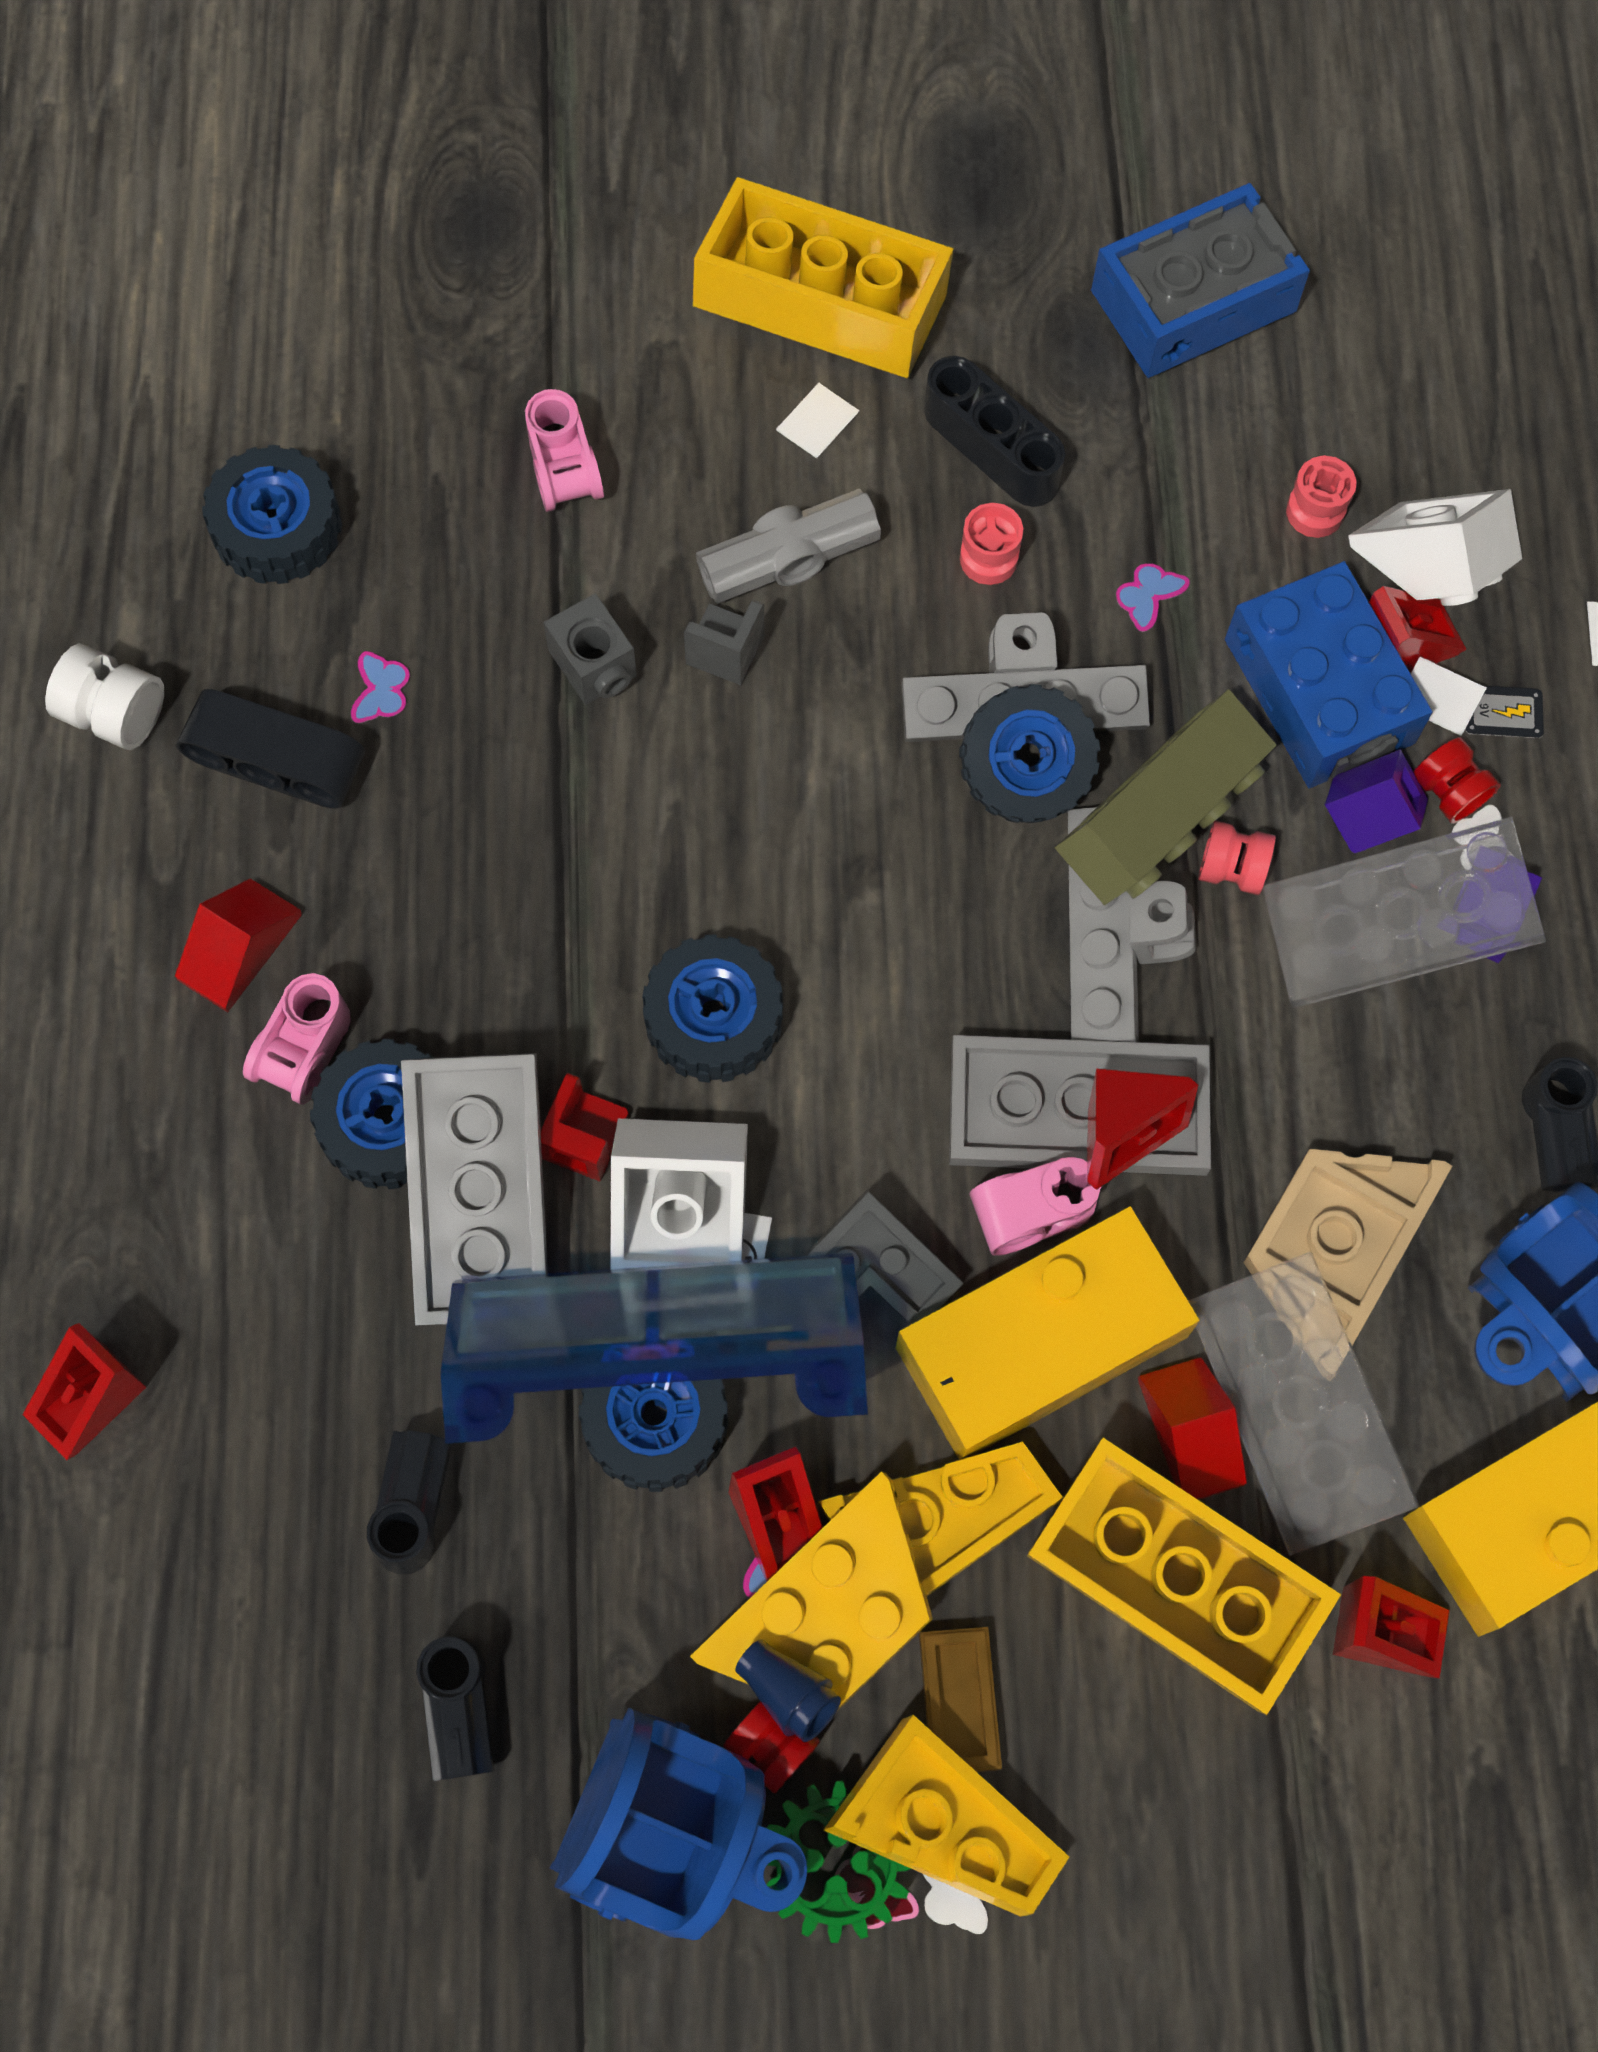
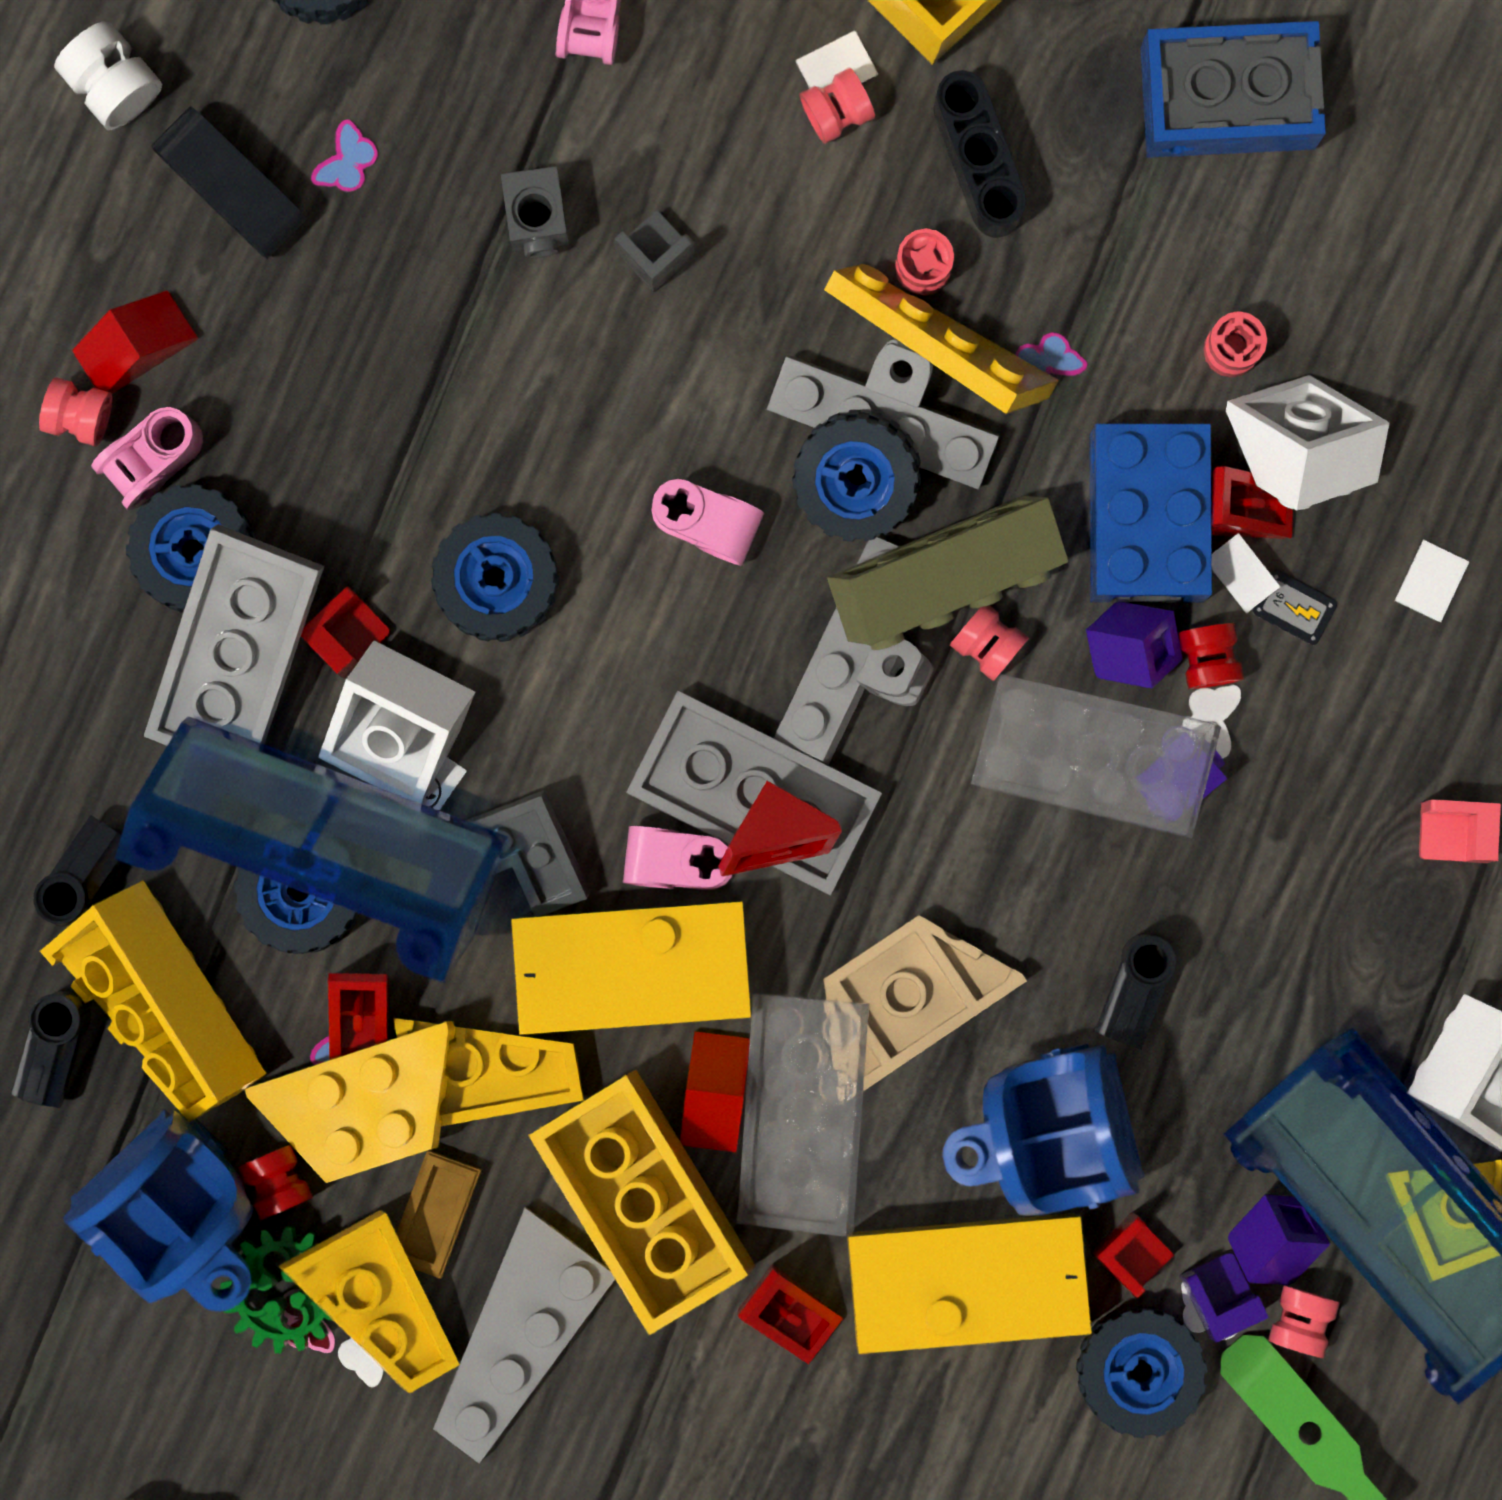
camera: 25 degrees right, 15 degrees up
(210, 1028) = (81, 413): none -> coral wheel
(550, 1599) = (157, 1000): none -> yellow wedge
(788, 545) = (749, 185): light grey piece -> none
(790, 1691) = (301, 1155): dark blue cone -> none
(838, 442) = (846, 100): none -> coral wheel
(904, 862) = (717, 525): none -> bright pink piece
(1062, 597) = (950, 346): none -> yellow wing
(1118, 1771) = (526, 1322): none -> light grey wing

